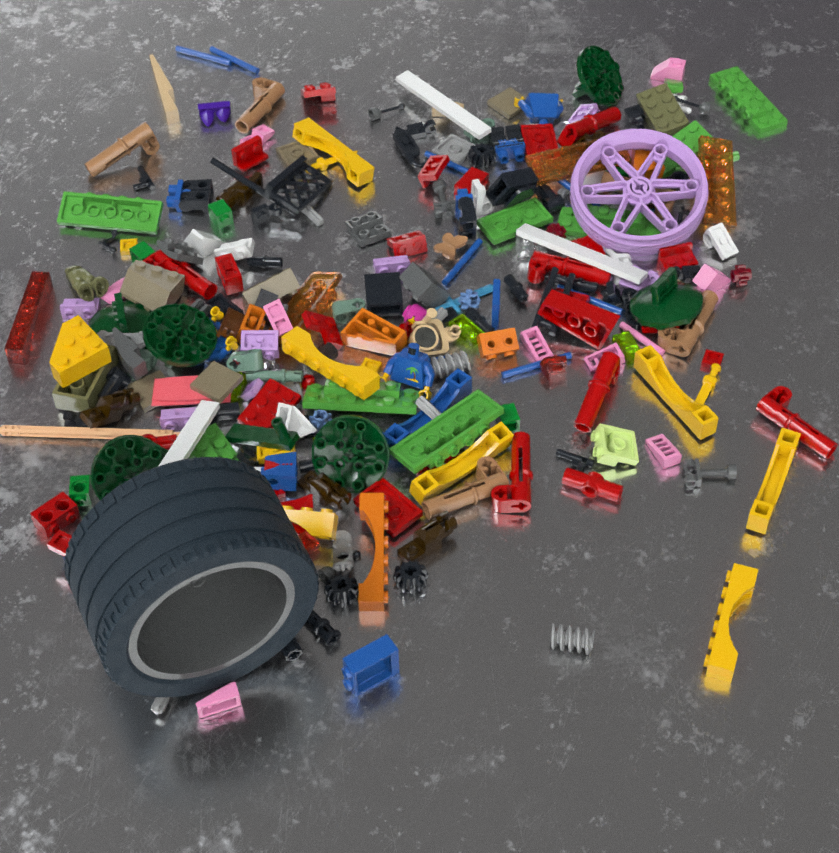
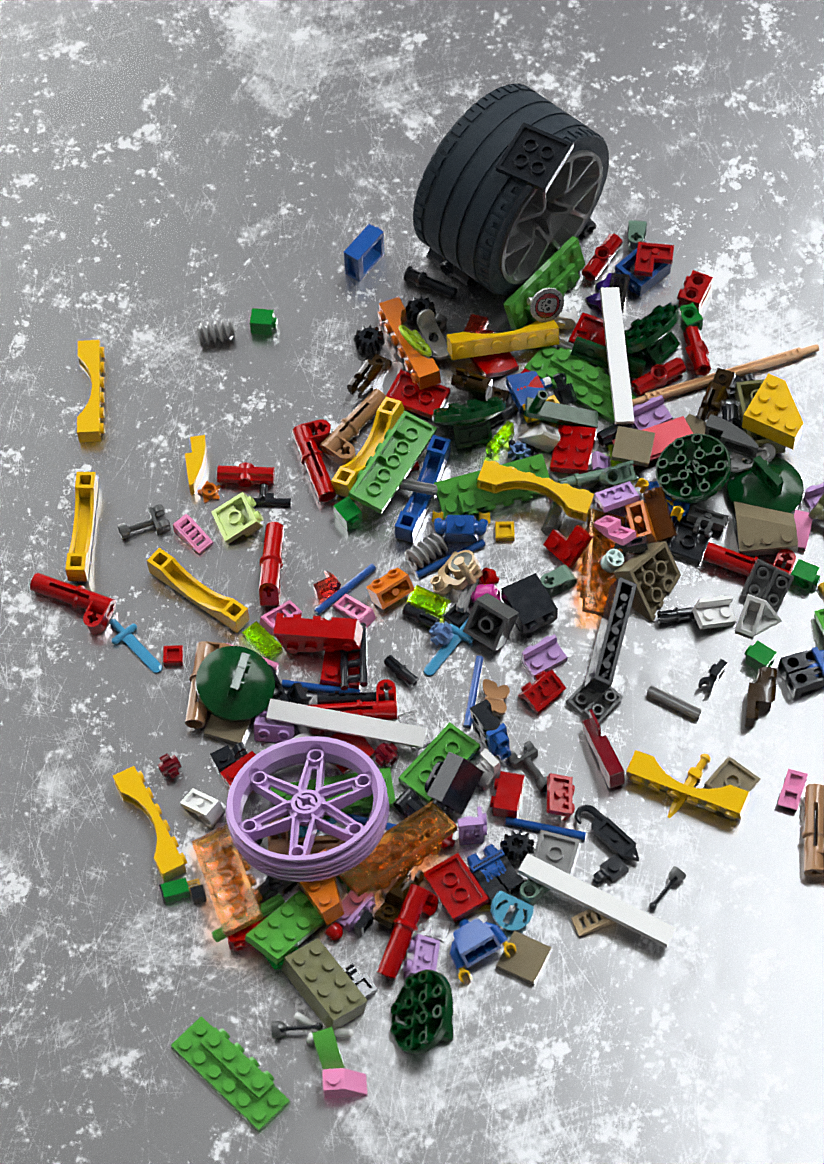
camera: 160 degrees right, 10 degrees up
(63, 600) = (636, 233): none -> sand green piece
(102, 436) = (697, 350): none -> red piece
(176, 460) = (534, 157): none -> black plate
(229, 274) = (700, 576): red brick -> none
(245, 181) = (742, 692): black piece -> none
(249, 154) = (779, 750): red bracket -> none
(287, 178) = (713, 713): black fence -> none
(295, 299) = (616, 560): none -> light aqua wheel
(325, 91) = (760, 880): plate -> none
(331, 244) = (610, 635): none -> black brick
(359, 542) = (413, 338): none -> lime piece
(373, 334) = (514, 556): orange wedge -> none
(383, 186) = (608, 761): none -> dark red piece
(496, 303) = (409, 627): blue tile -> none
(507, 119) = (517, 919): none -> medium azure piece
(511, 161) = (472, 829): none -> lavender bracket
(515, 635) = (262, 321): none -> green brick
(637, 484) = (209, 487): none -> orange plate
(638, 511) = (196, 462): none -> yellow slope
(709, 382) = (169, 625): yellow sword -> none
(710, 279) = (198, 751): bright pink slope -> none
(751, 386) = (127, 636): none -> dark azure sword
(754, 202) = (179, 889): none -> piece
(776, 269) = (132, 790): none -> yellow arch

